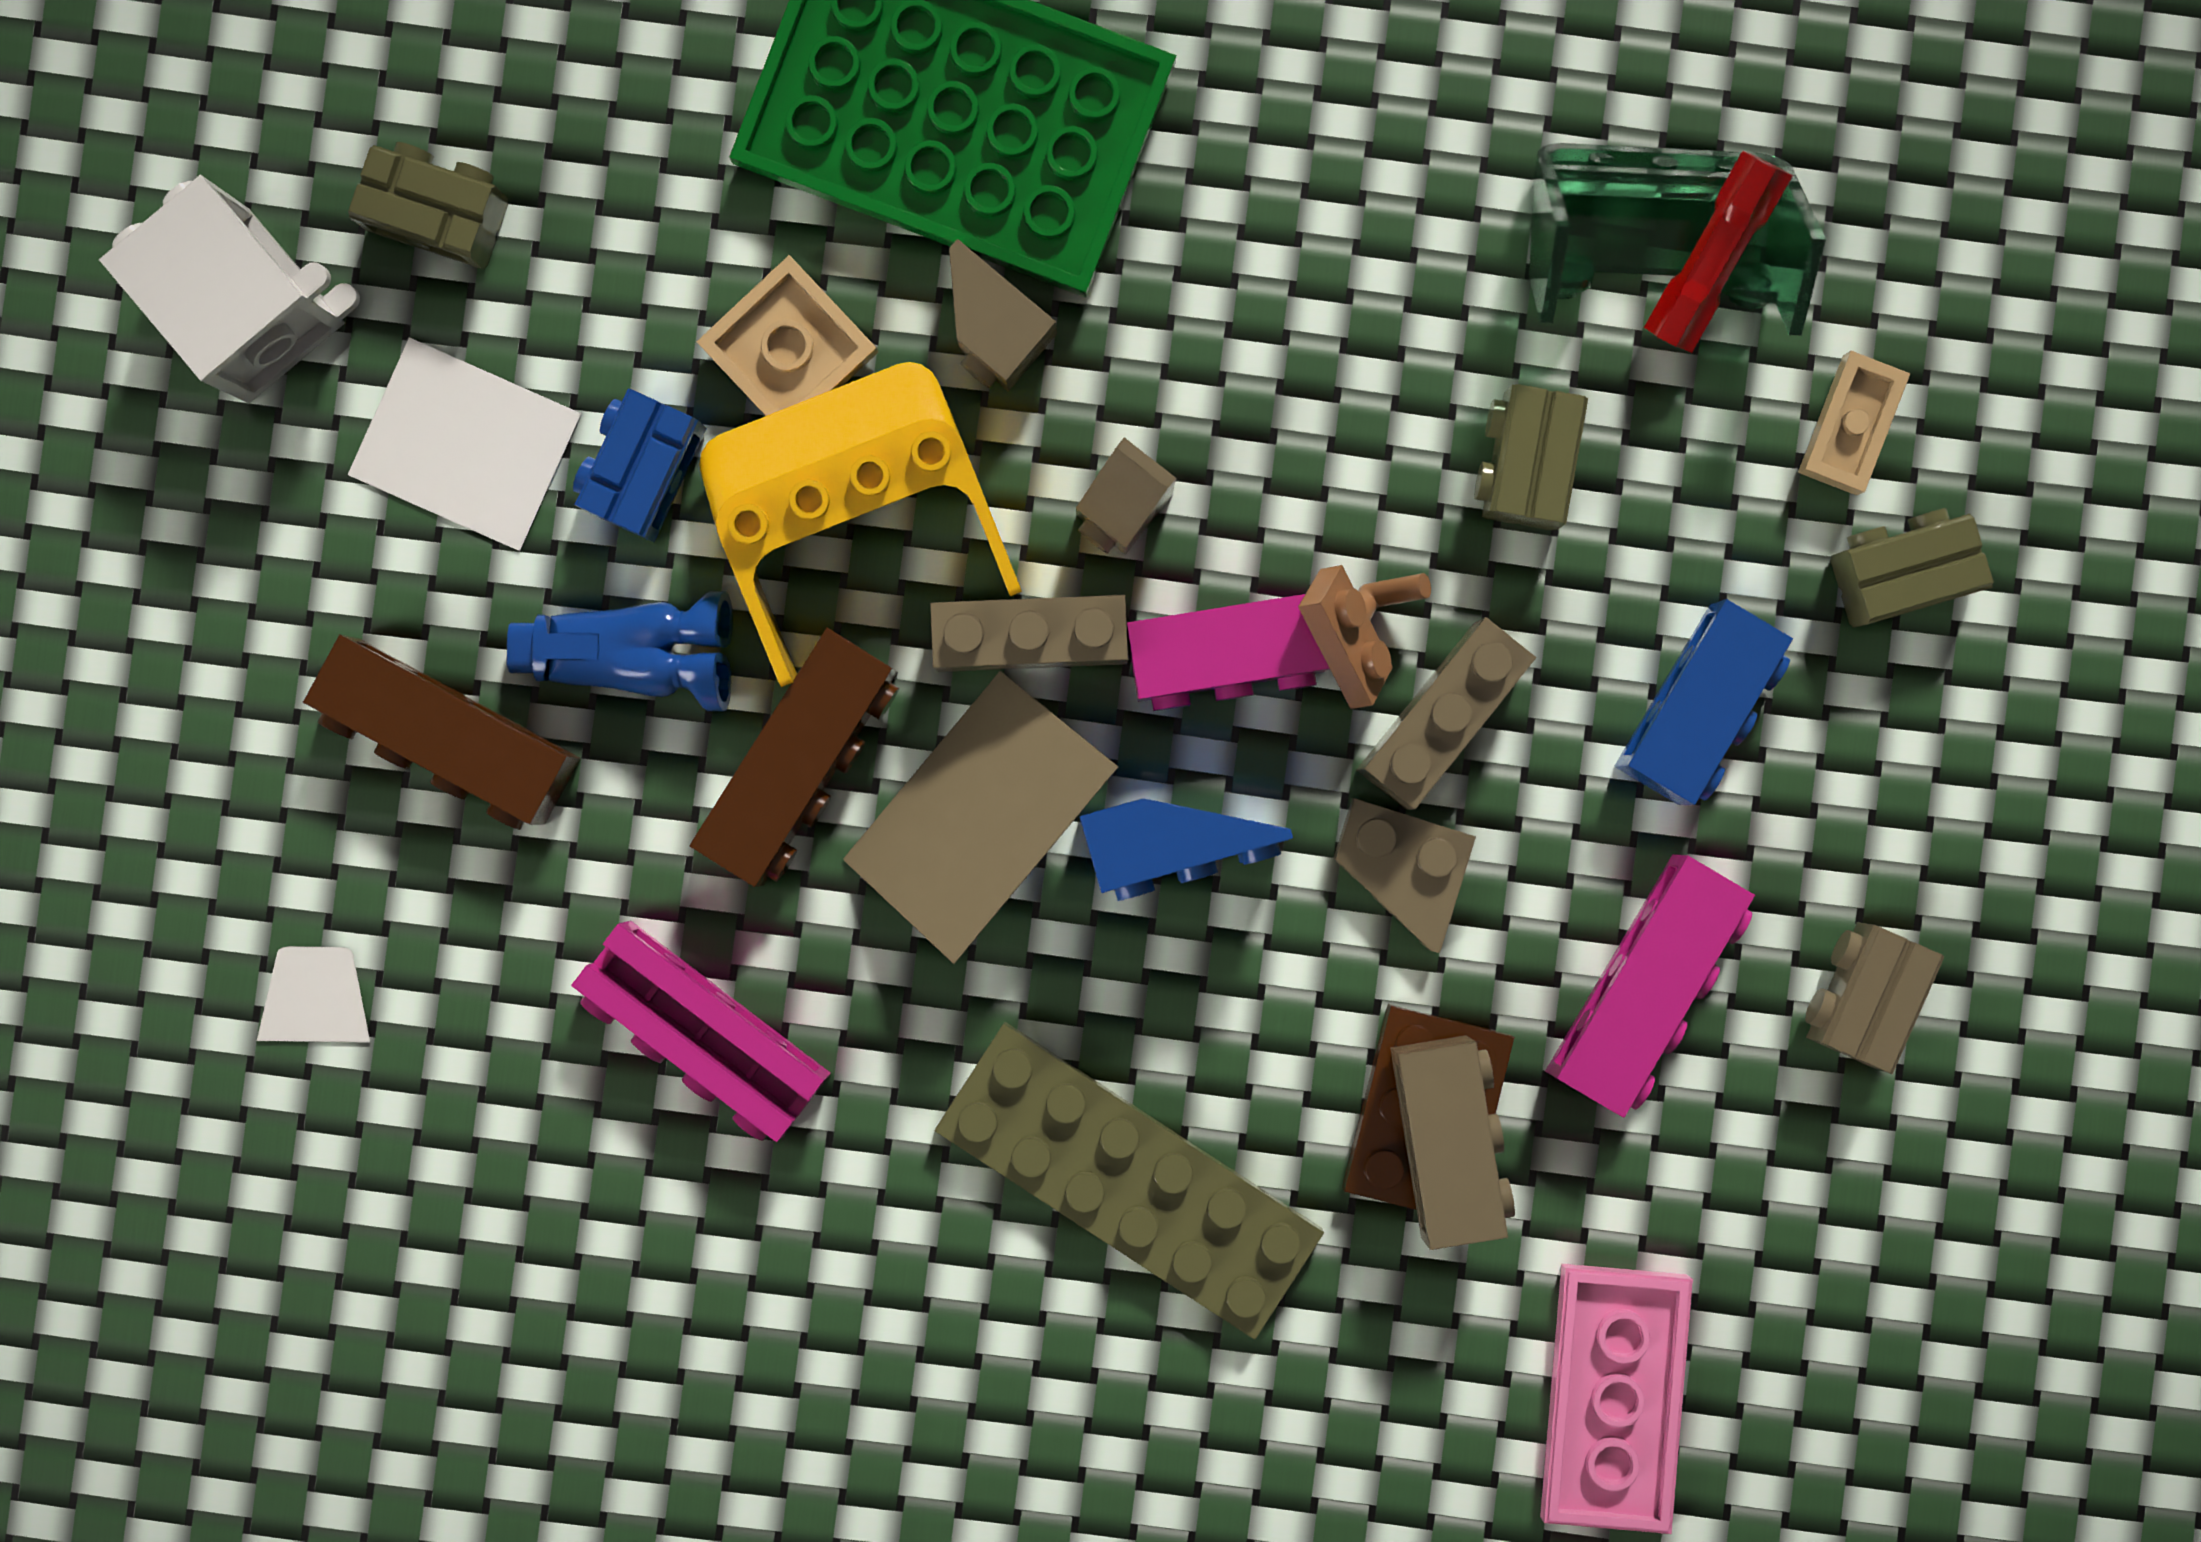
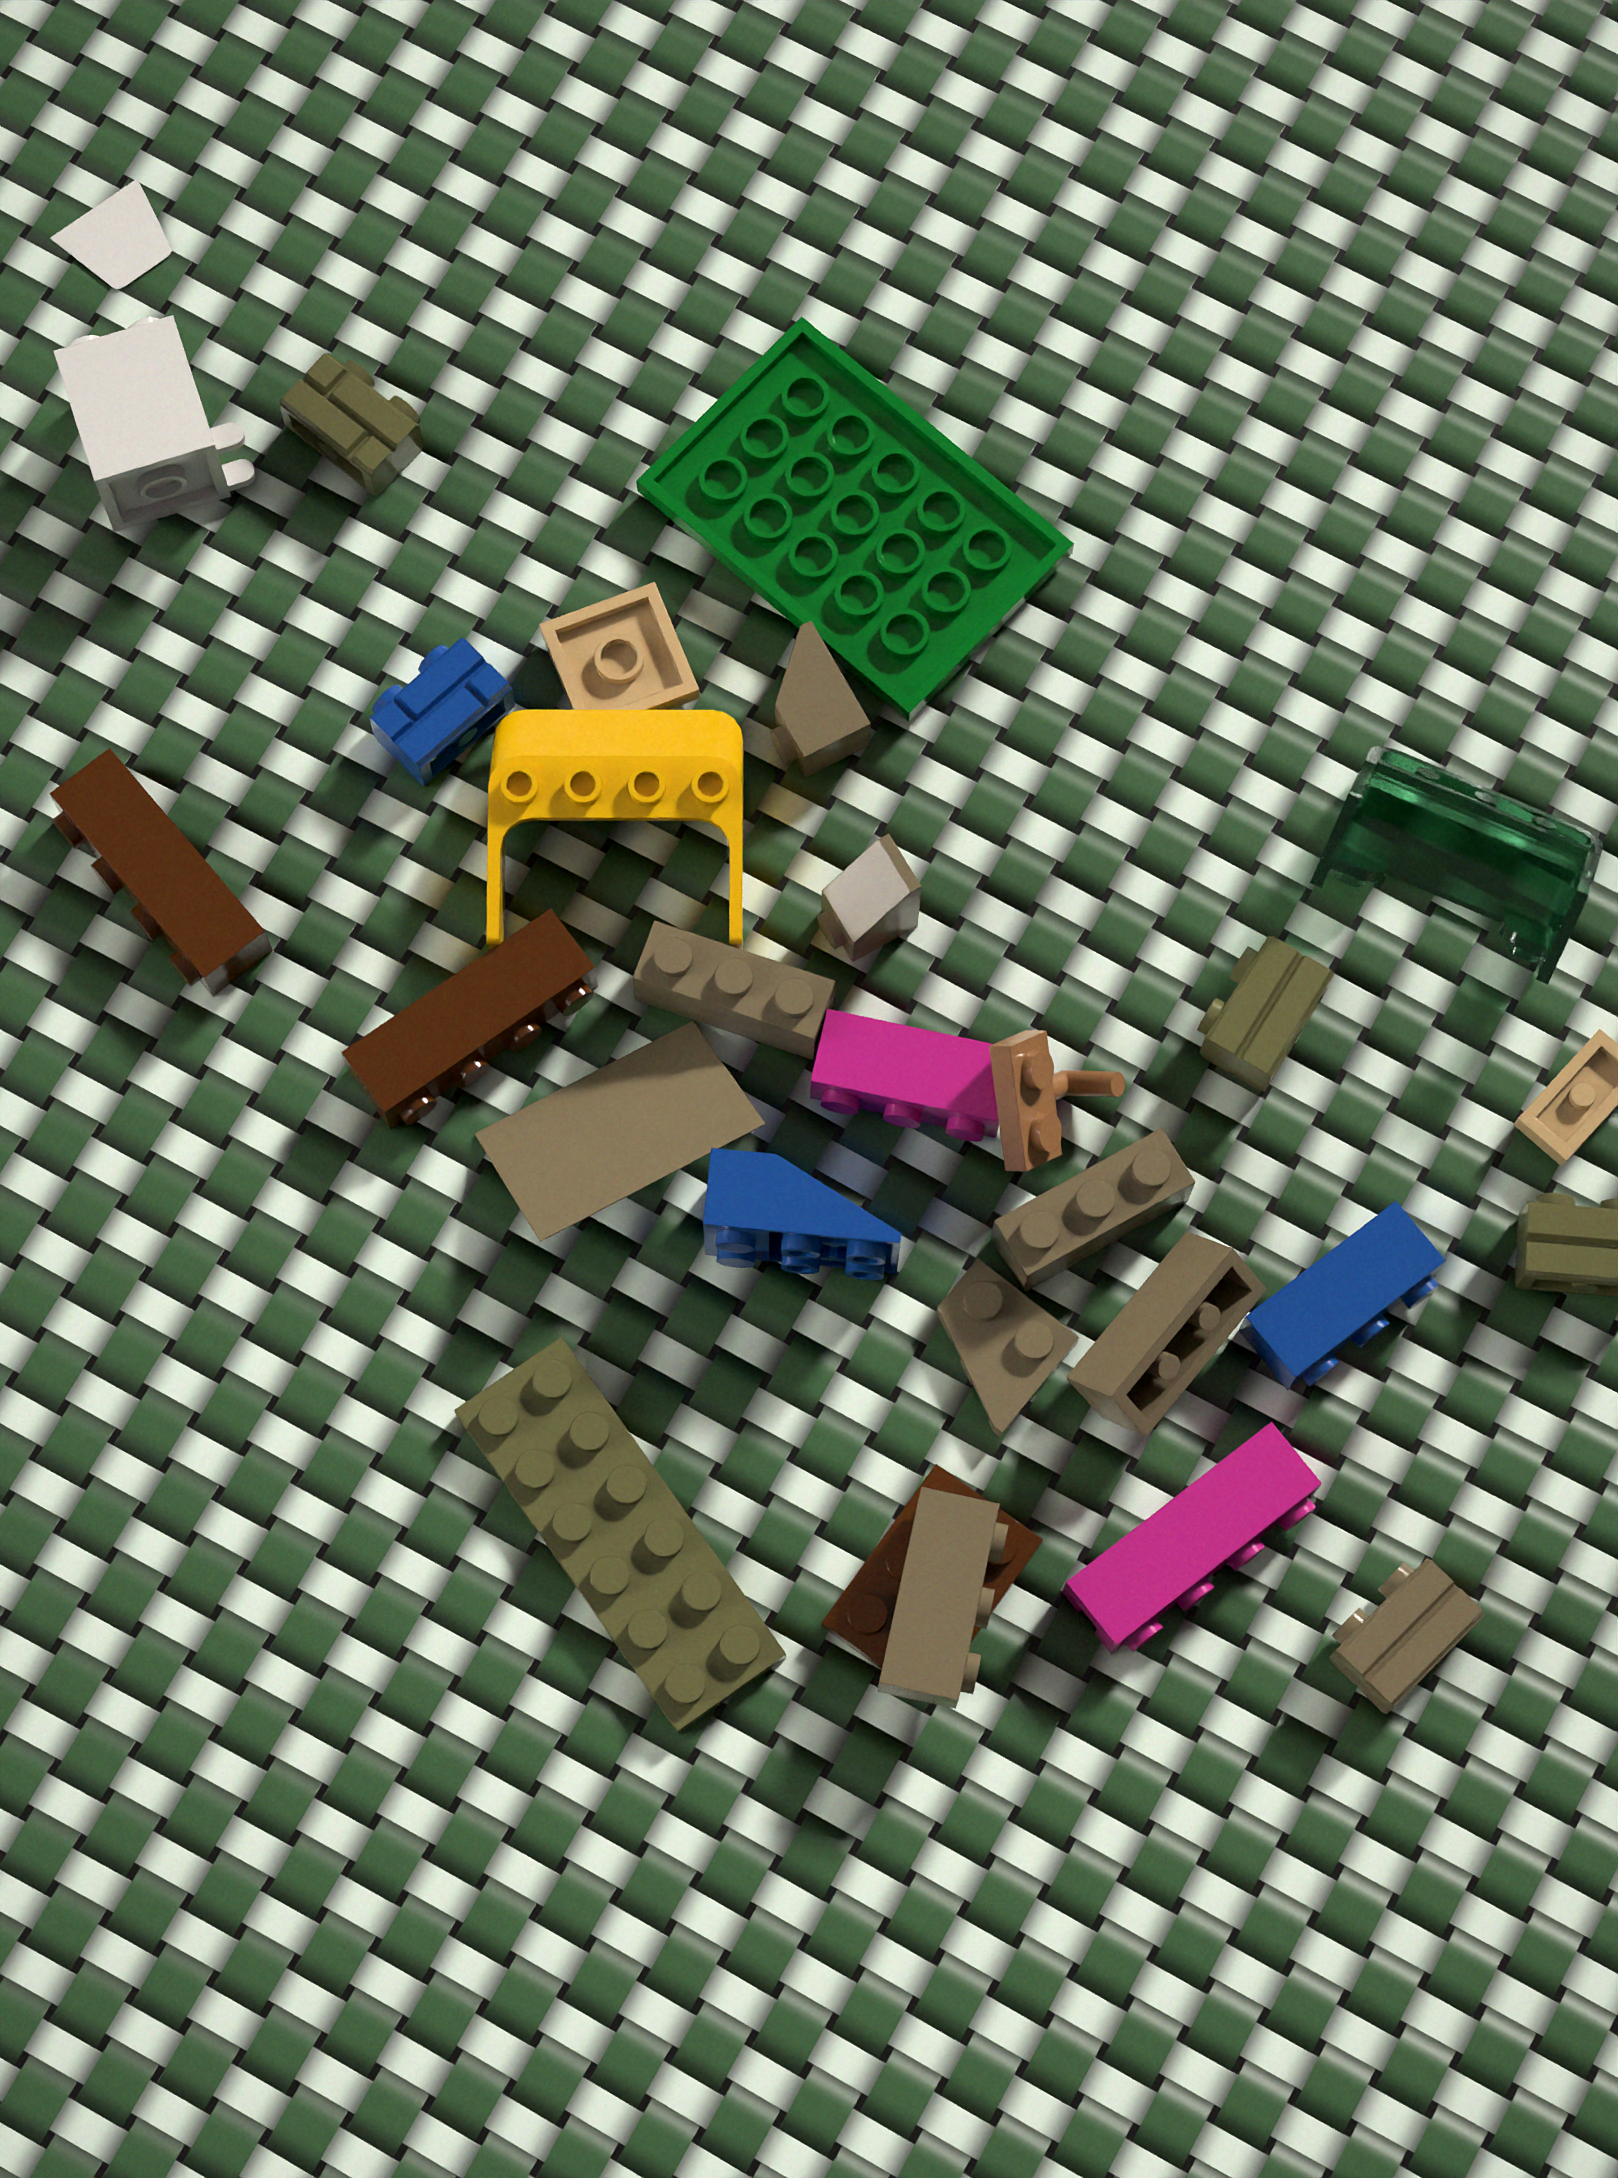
camera: 20 degrees right, 15 degrees down
(116, 98) = (117, 237): none -> white sticker
(464, 444) = (290, 638): white sticker -> none
(631, 649) = (365, 867): blue piece -> none
(700, 1031) = (277, 1231): dark pink brick -> none
(1559, 806) = (1166, 1333): none -> dark tan brick
(1616, 1398) = (1009, 1936): bright pink tile -> none
(1739, 212) = (1537, 856): red axle -> none

